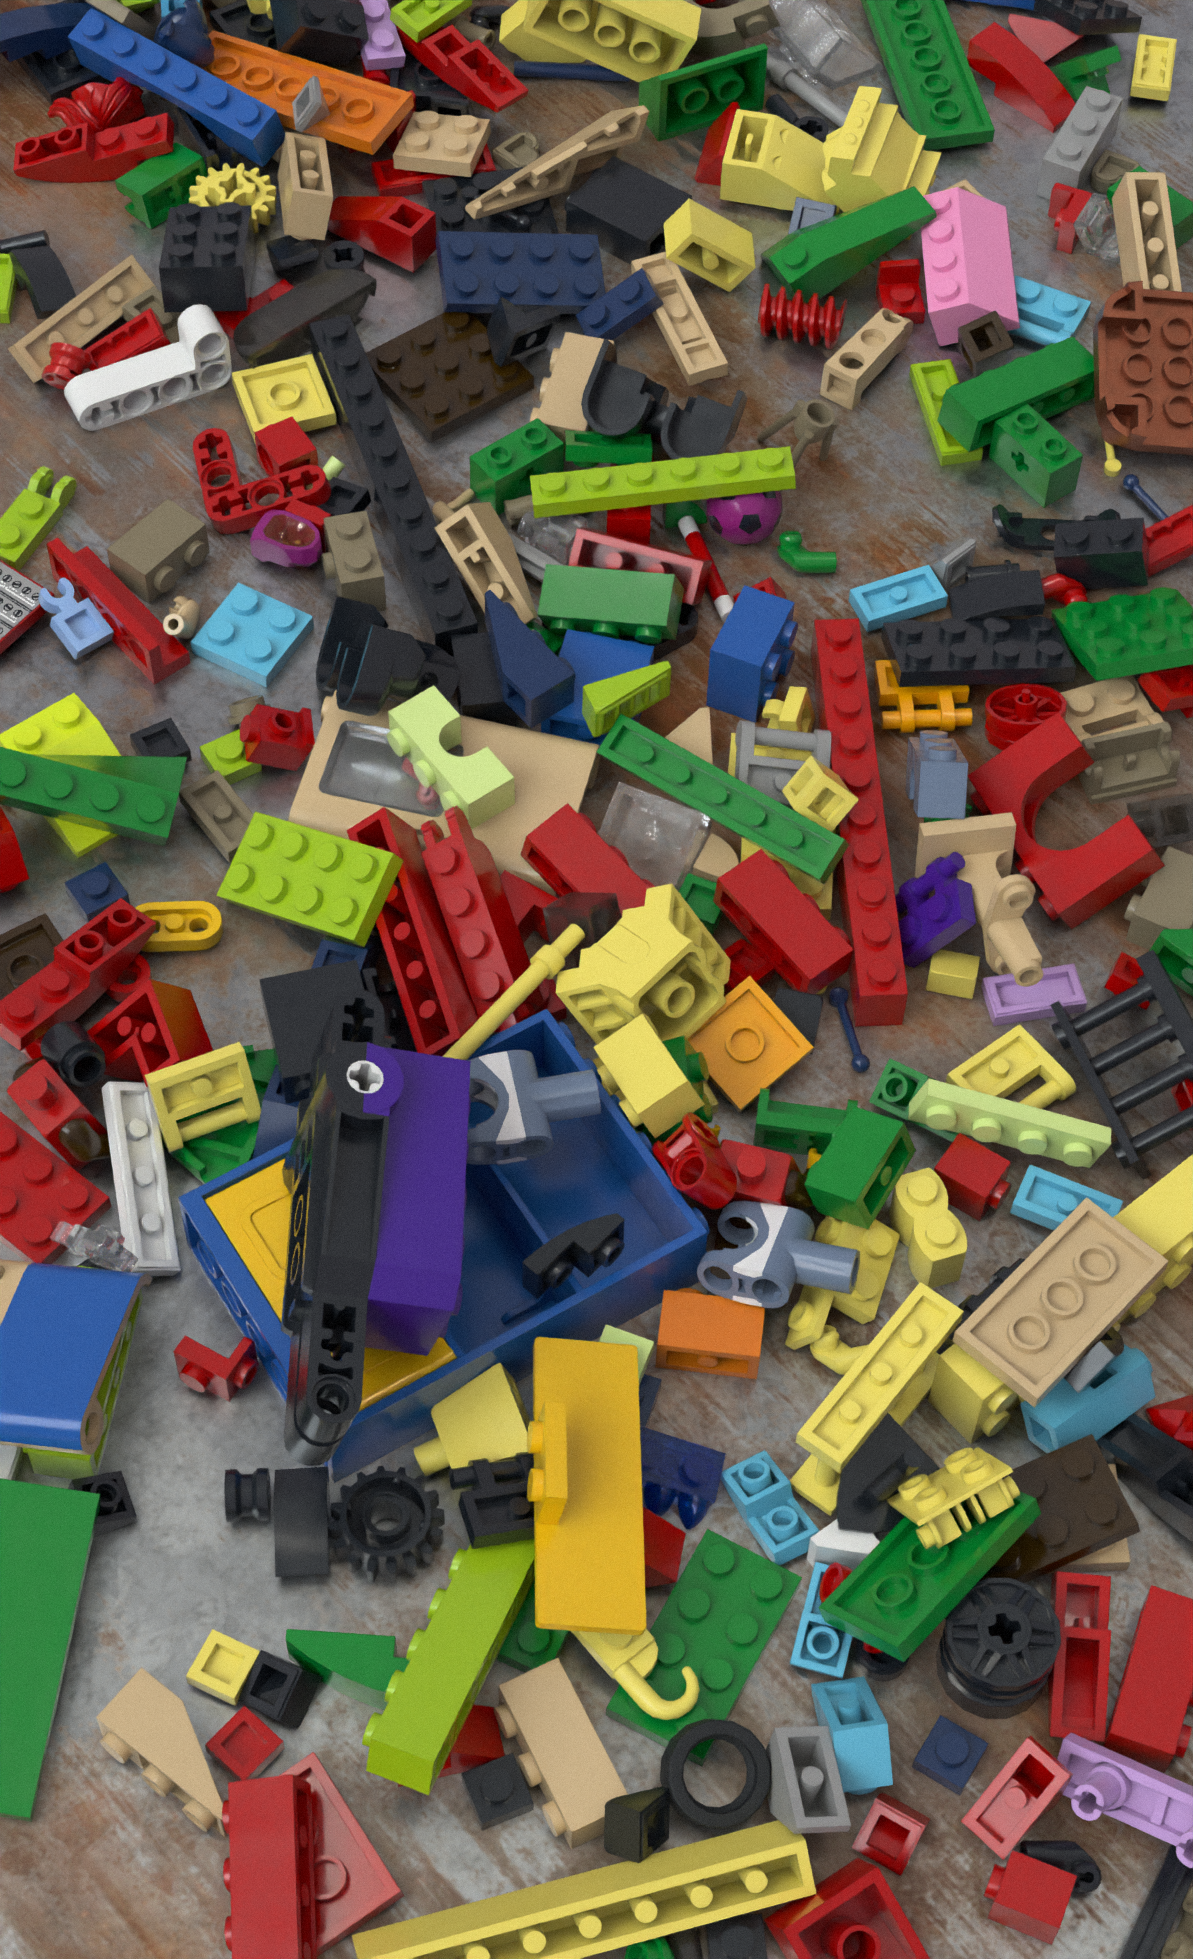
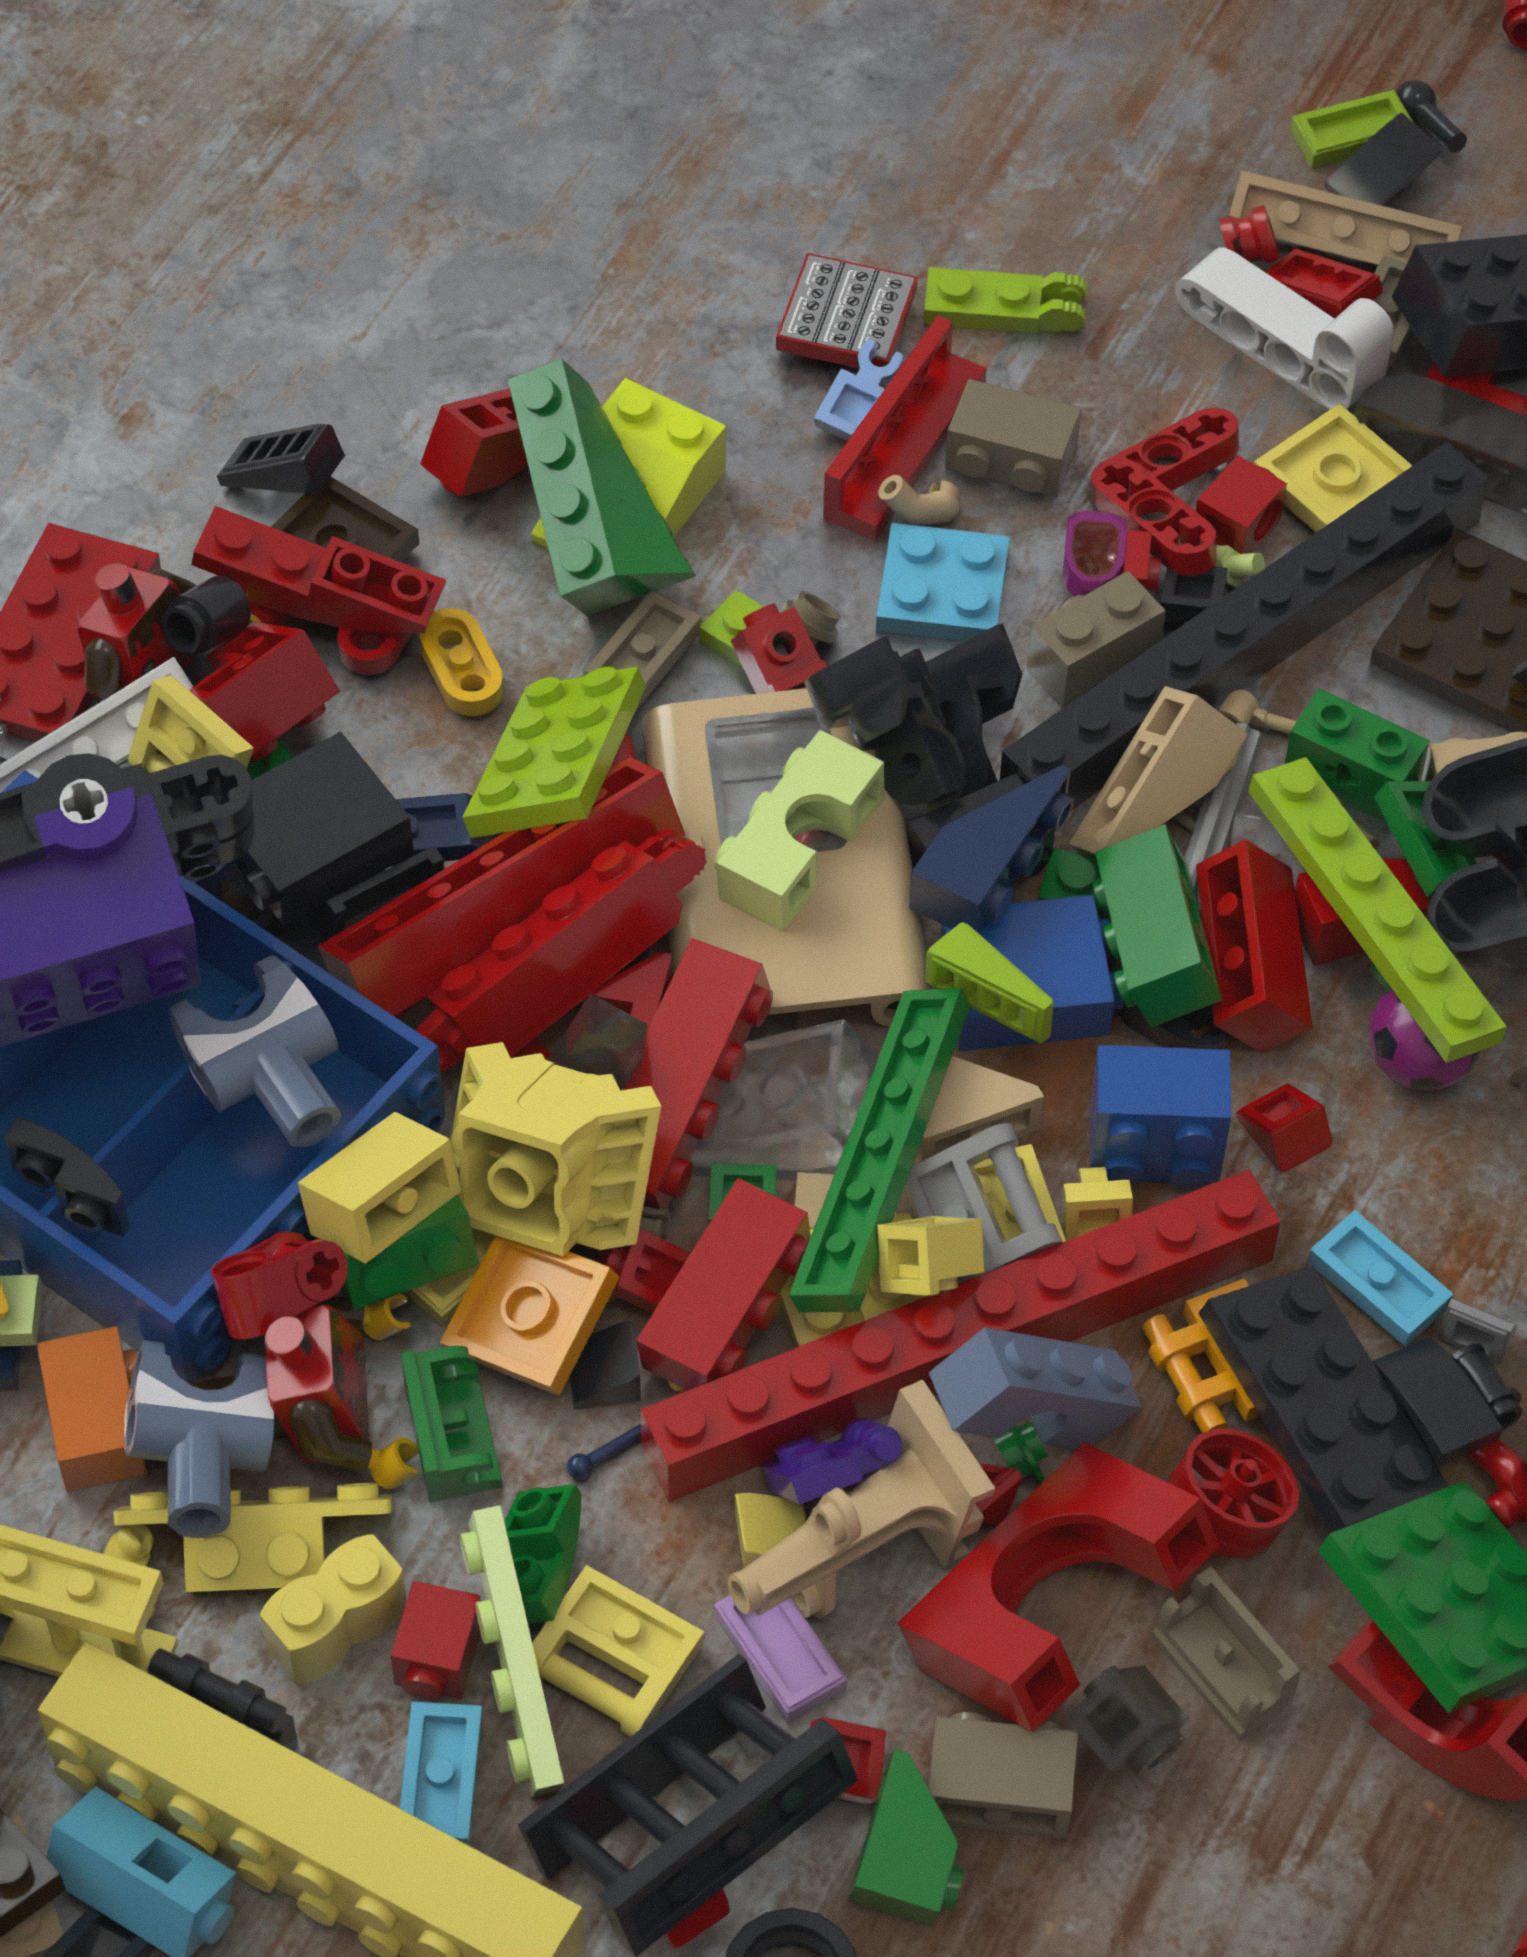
camera: 70 degrees right, 0 degrees up
(95, 891) = (482, 573): dark blue plate -> none
(160, 740) = (718, 551): black plate -> none
(544, 965) = (501, 1021): light yellow bar -> none
(714, 582) = (1313, 1041): red bar -> none
(802, 559) = (1396, 1139): green arm -> none
(859, 1167) = (357, 1480): green brick -> none
(1060, 1302) = (199, 1752): tan plate -> none
(1096, 1361) = (175, 1843): slope -> none
(1108, 705) = (1311, 1593): tan plate -> none

